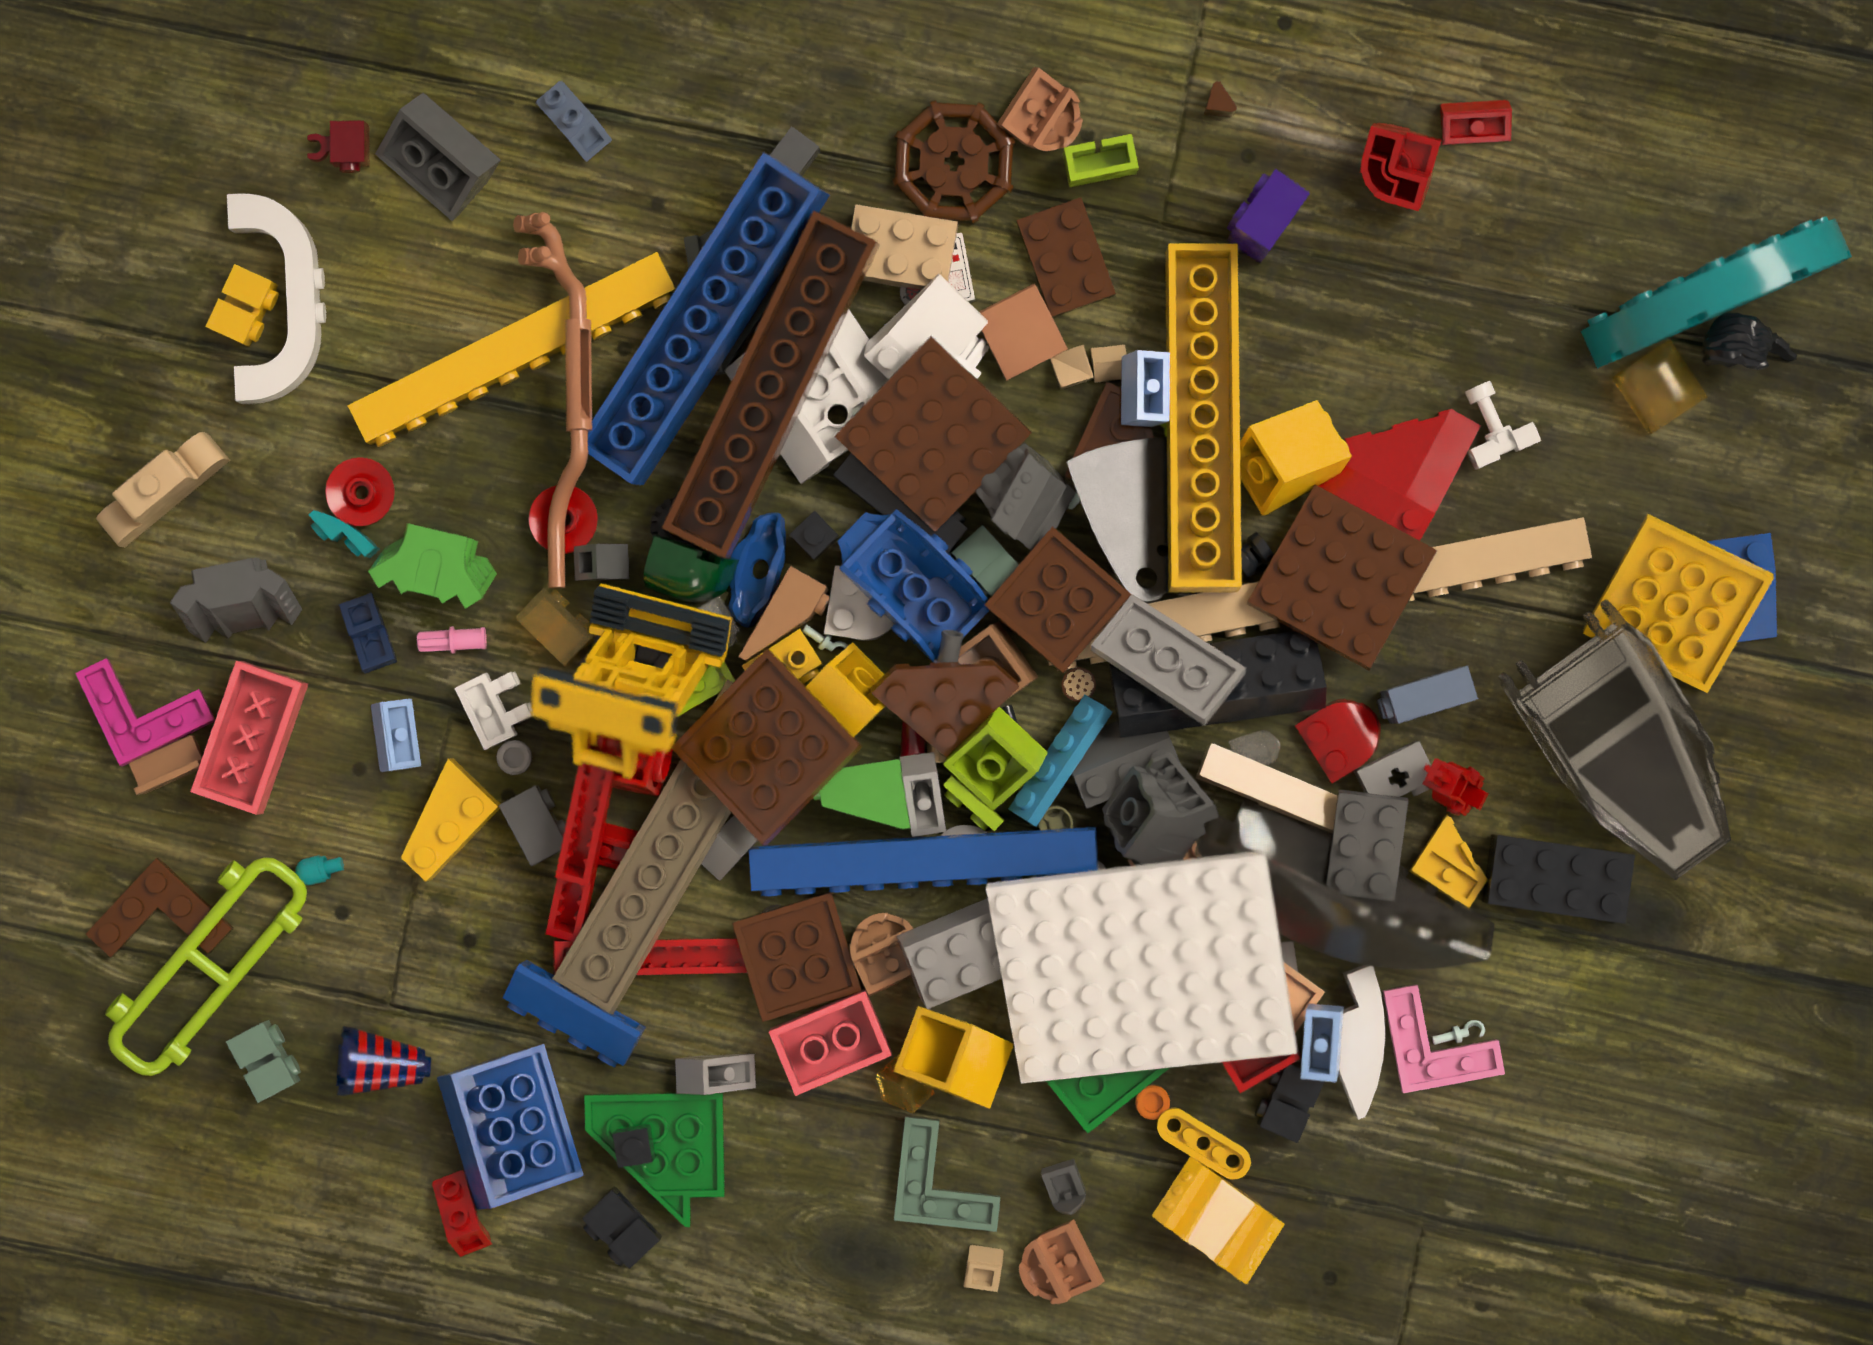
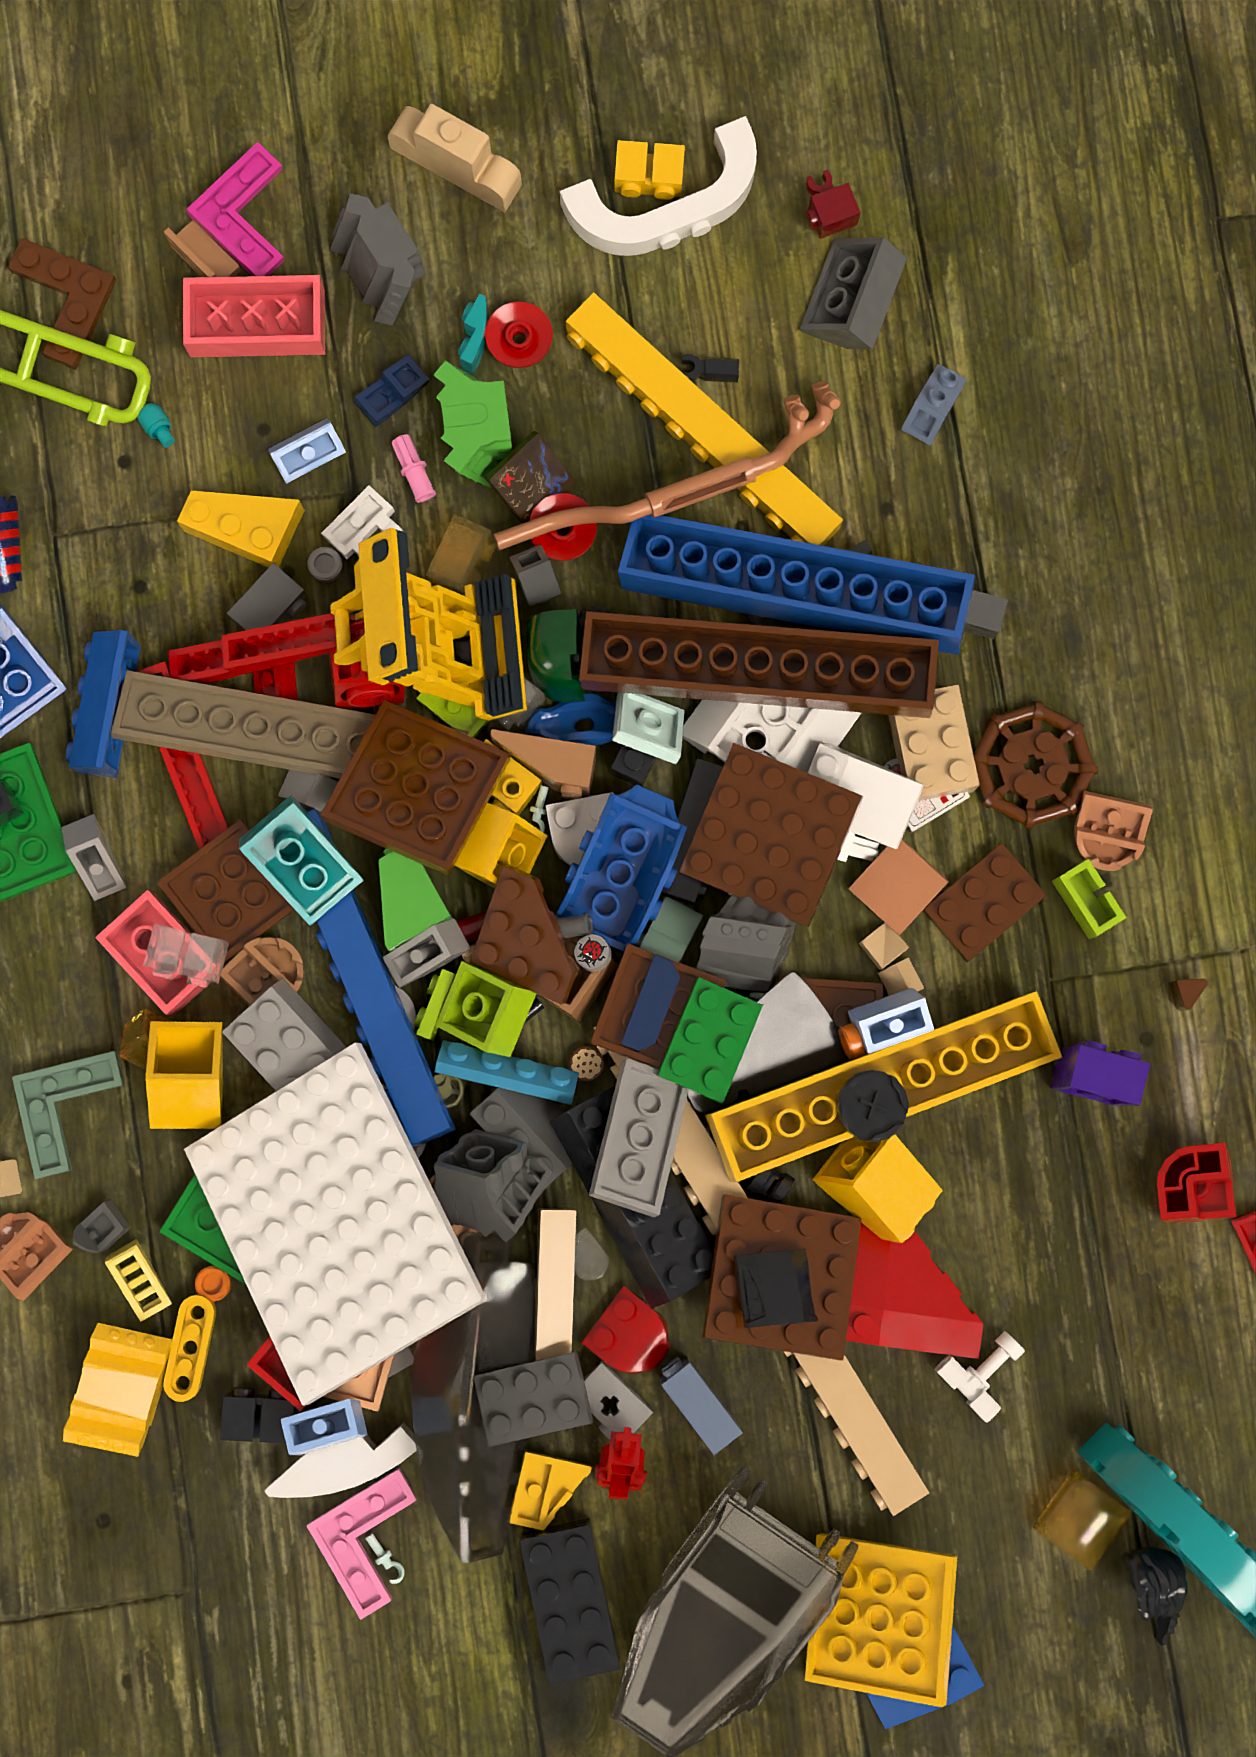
camera: 65 degrees right, 5 degrees down
(461, 319) = (712, 369): none -> black bar
(504, 532) = (529, 476): none -> dark brown tile
(787, 508) = (649, 726): none -> light aqua plate
(793, 880) = (299, 860): none -> teal slope
(844, 1016) = (185, 954): none -> clear piece
(981, 640) = (592, 953): none -> tile
(1049, 603) = (651, 1004): none -> dark blue piece
(1095, 1175) = (126, 1286): none -> light yellow slope
(1102, 562) = (709, 1040): none -> green plate
(1151, 432) = (851, 1041): none -> orange tile
(1218, 436) = (872, 1105): none -> black tile
(1350, 588) = (774, 1288): none -> black slope

